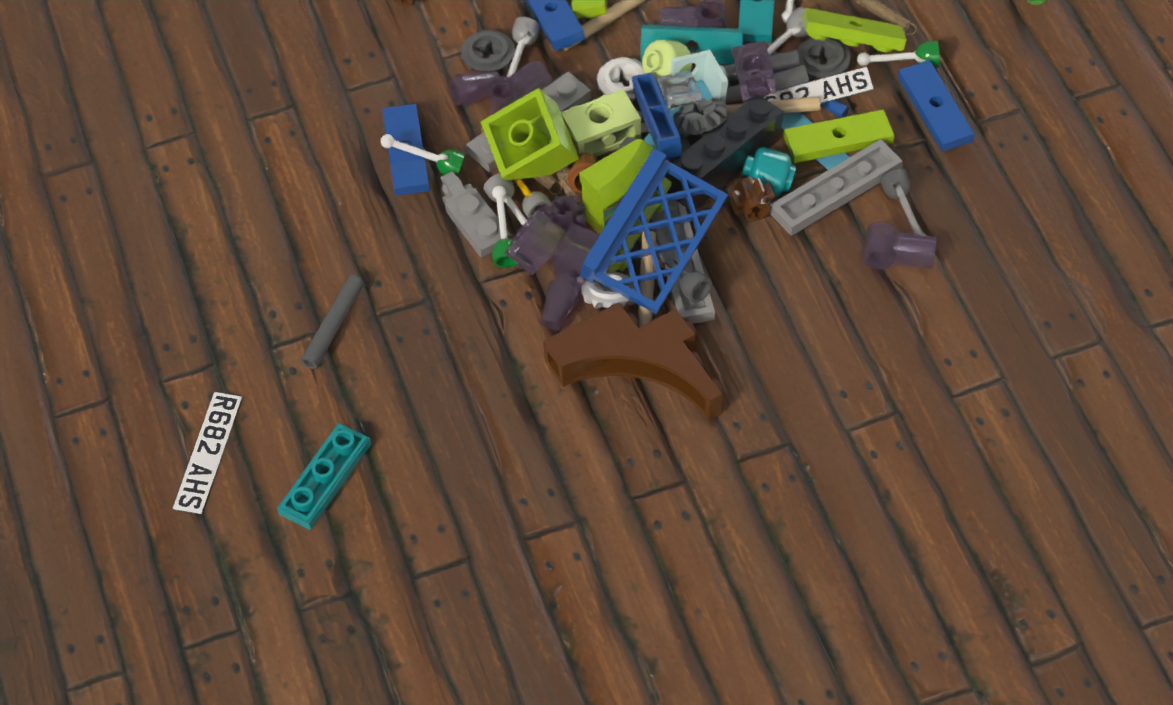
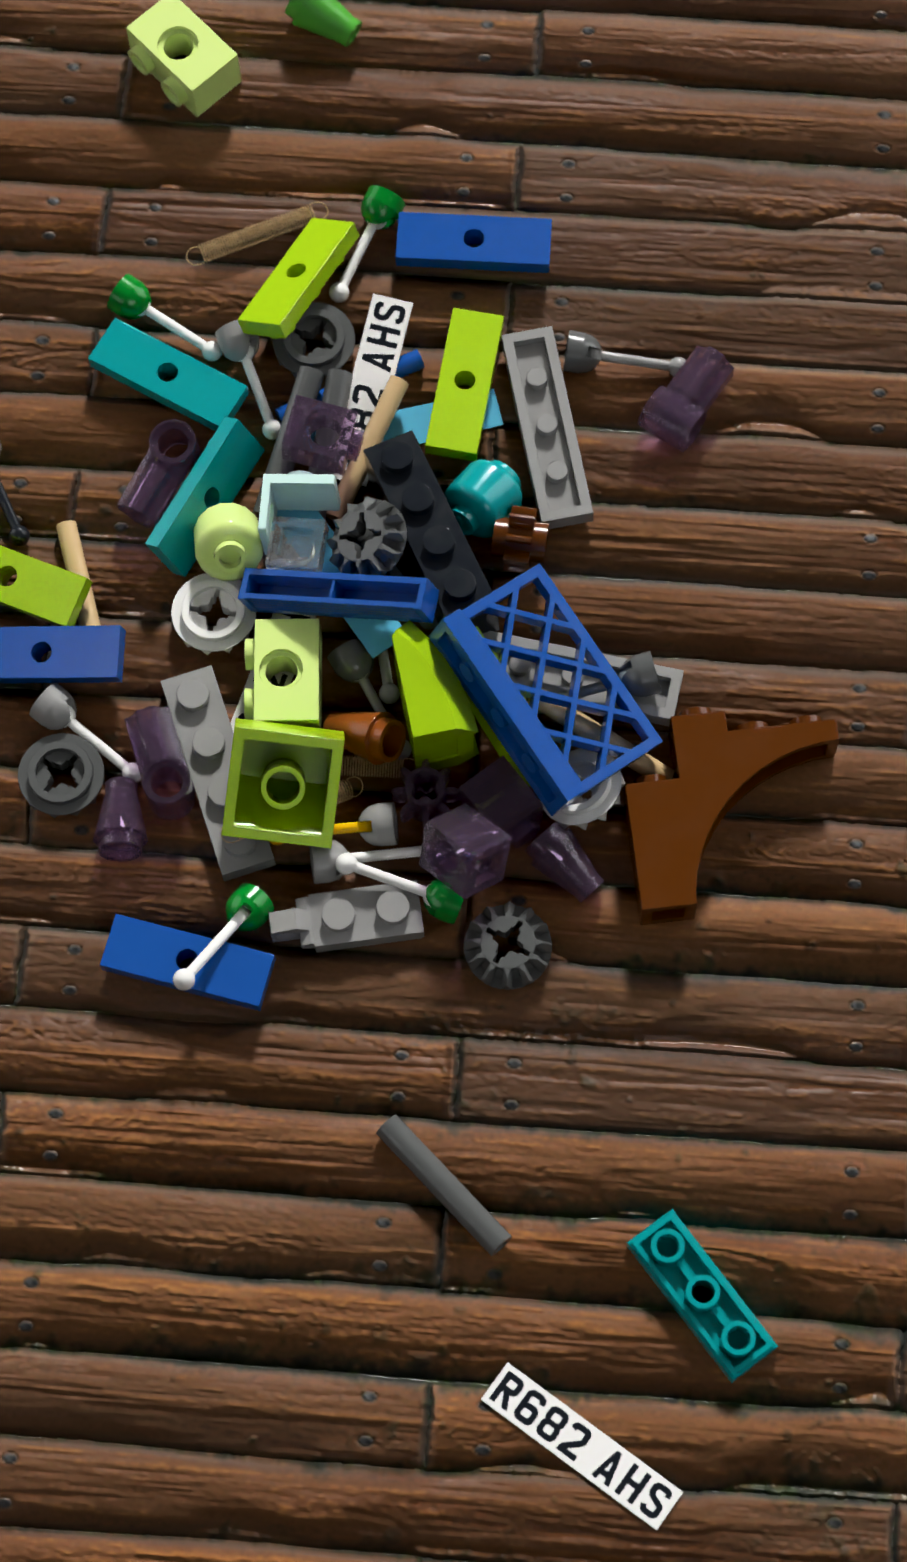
camera: 65 degrees left, 15 degrees up
(505, 305) = (514, 969): none -> dark grey gear

